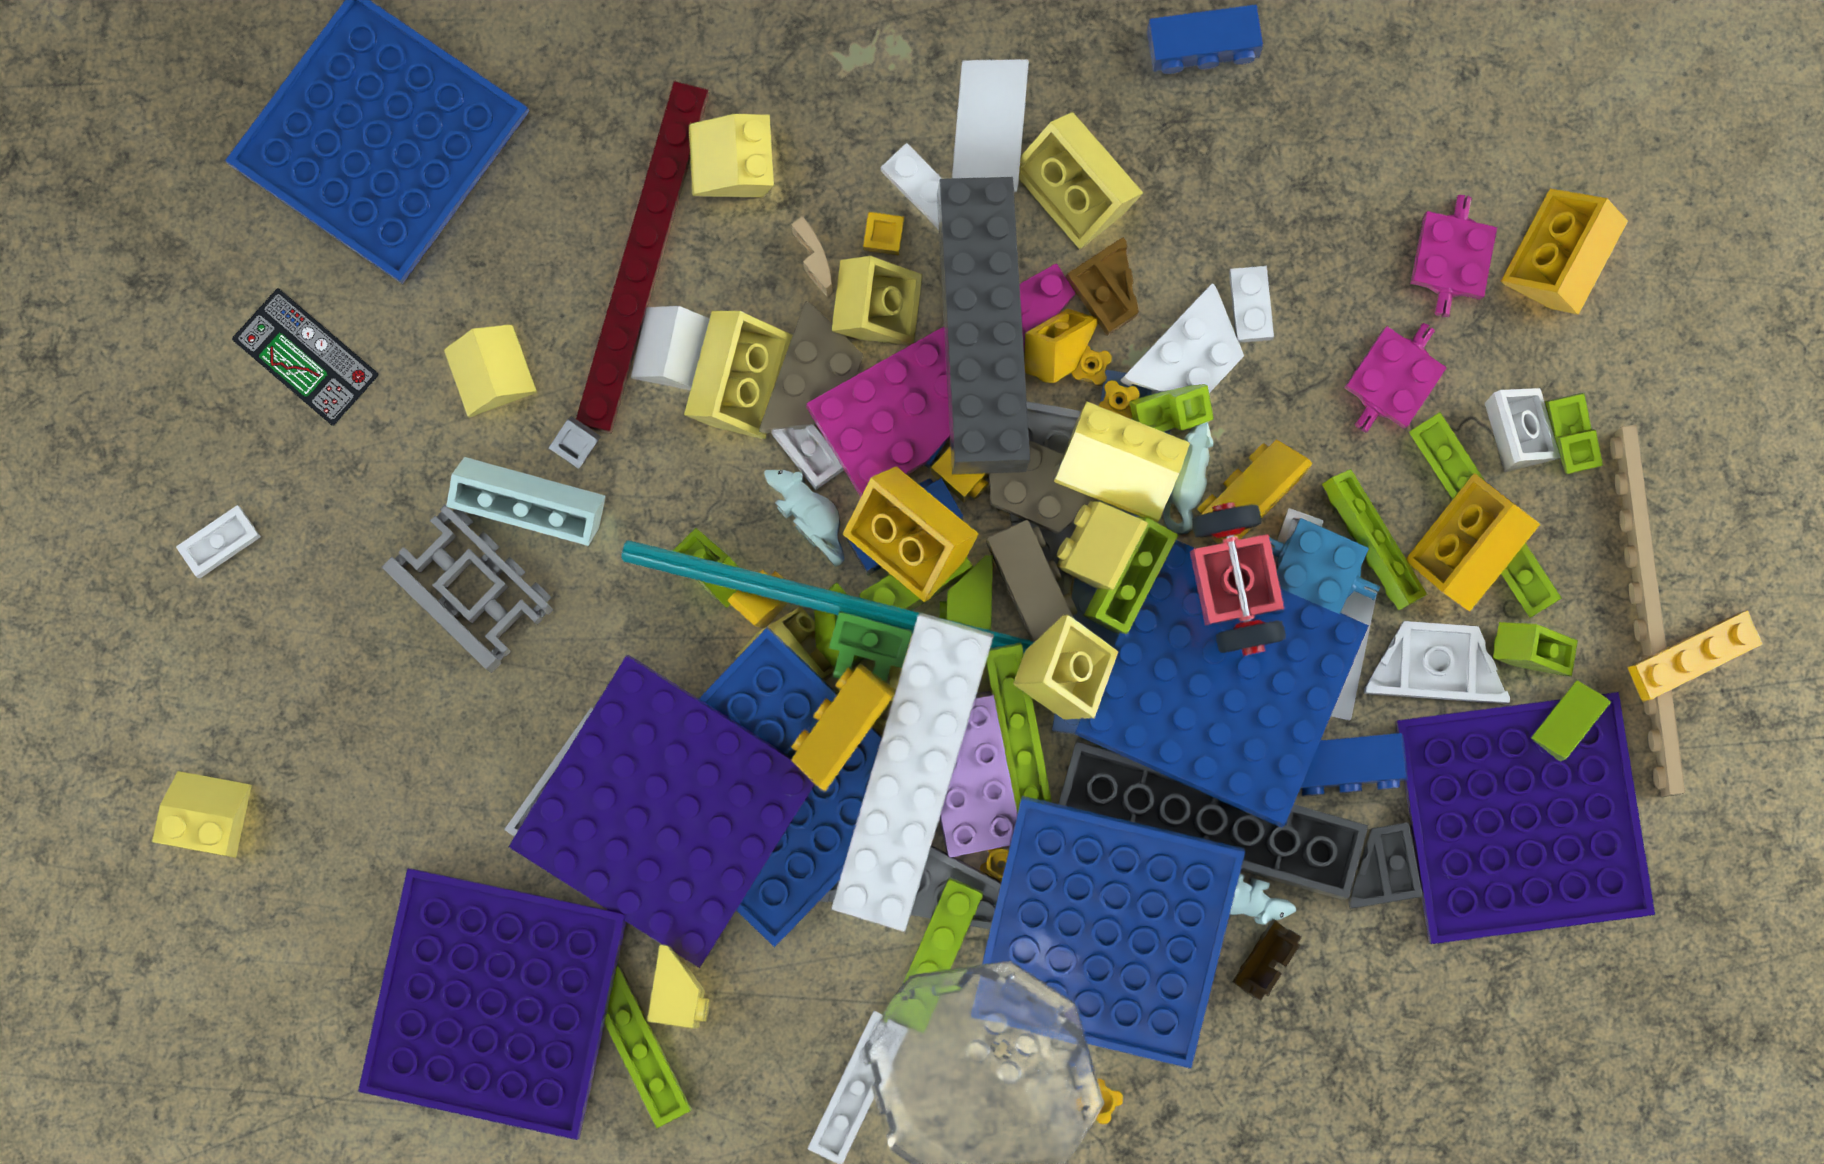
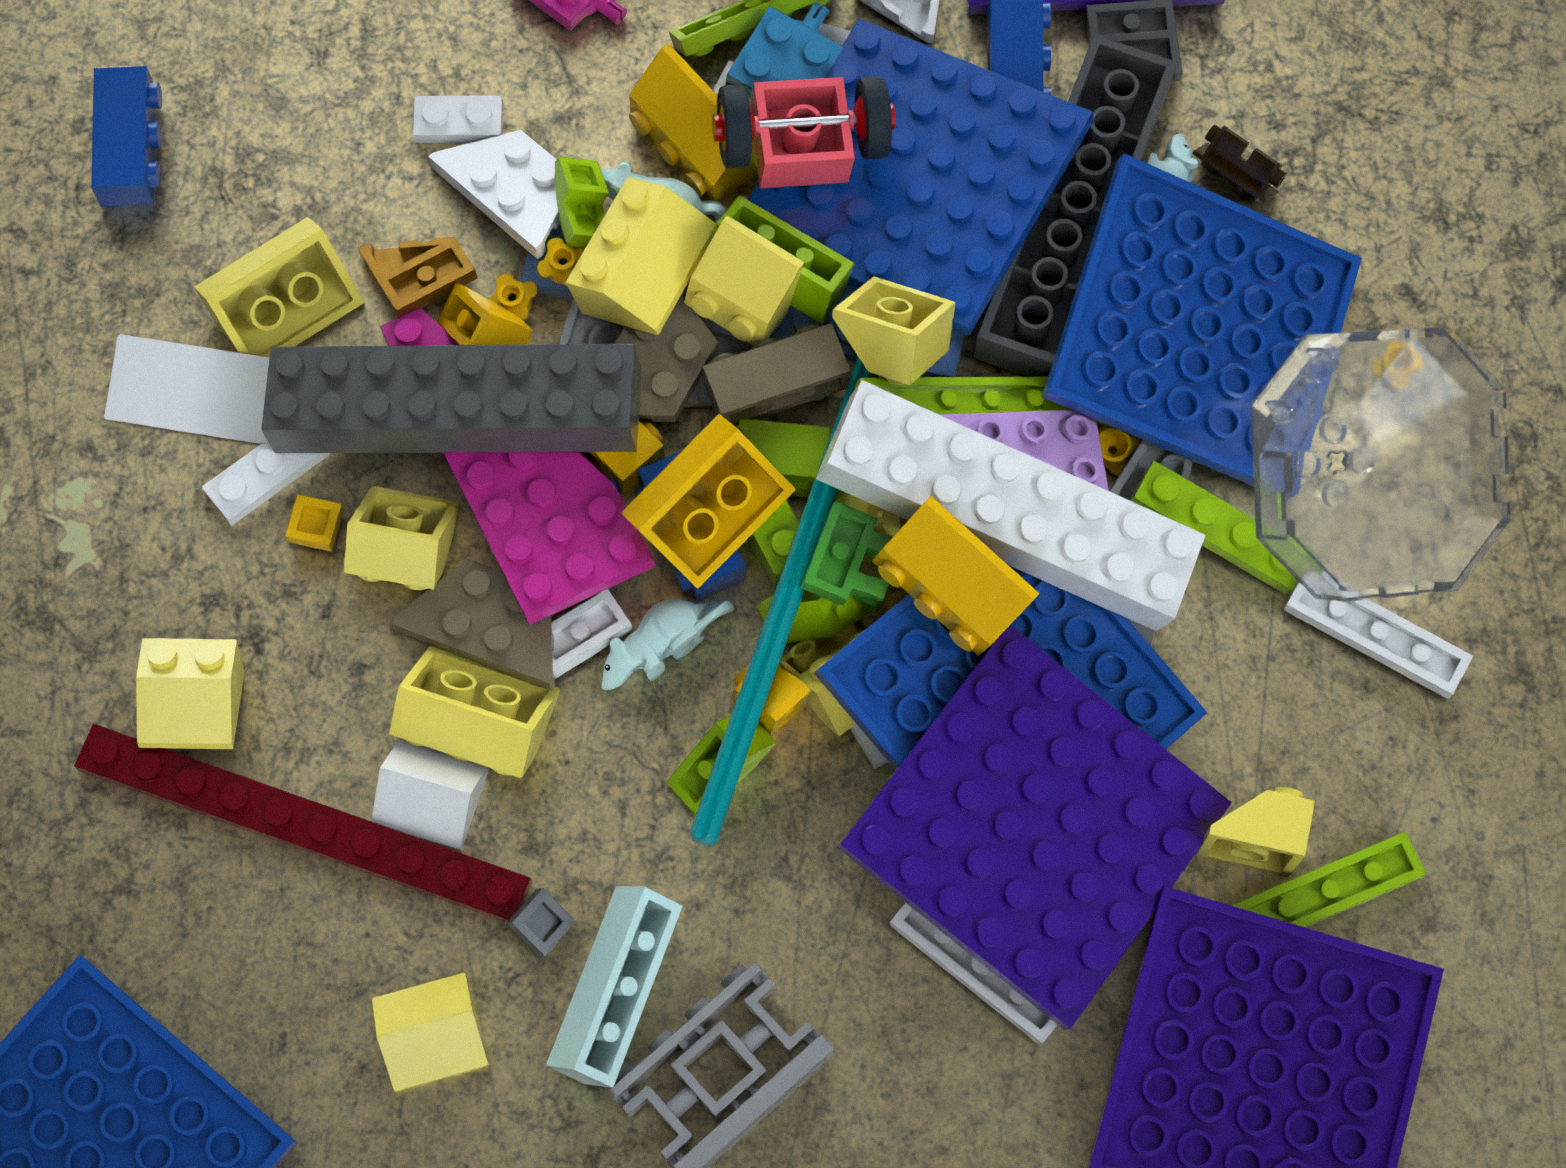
camera: 90 degrees left, 10 degrees down
(816, 264) = (348, 600): tan slope -> none

